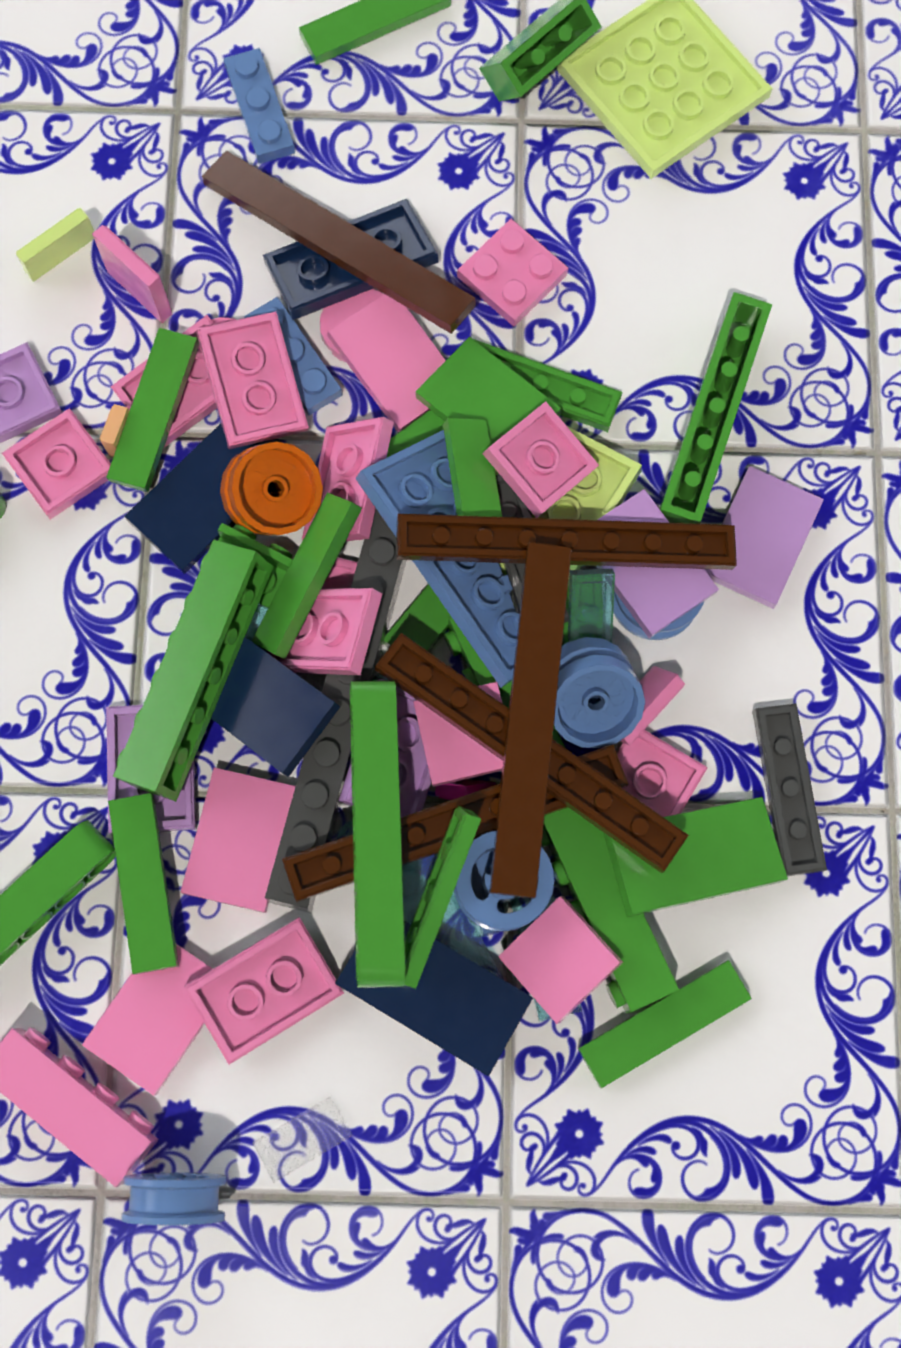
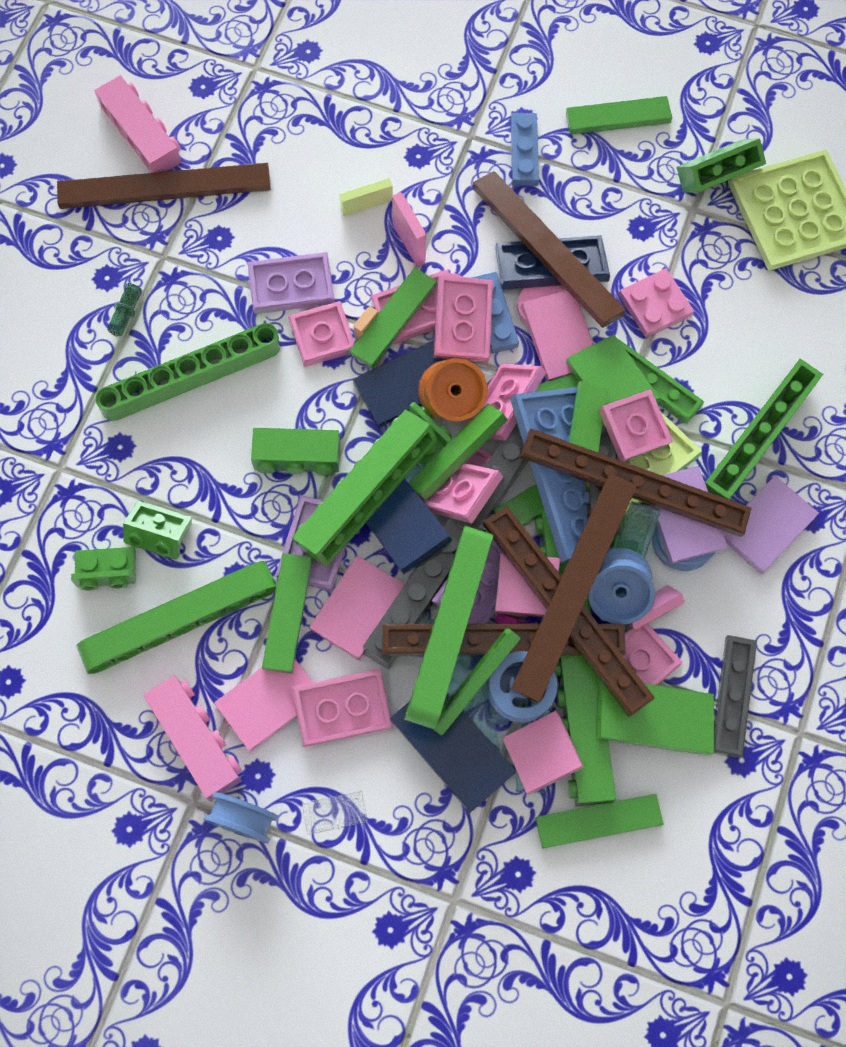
camera: 20 degrees right, 5 degrees down
(77, 646) = (295, 450): none -> bright green brick

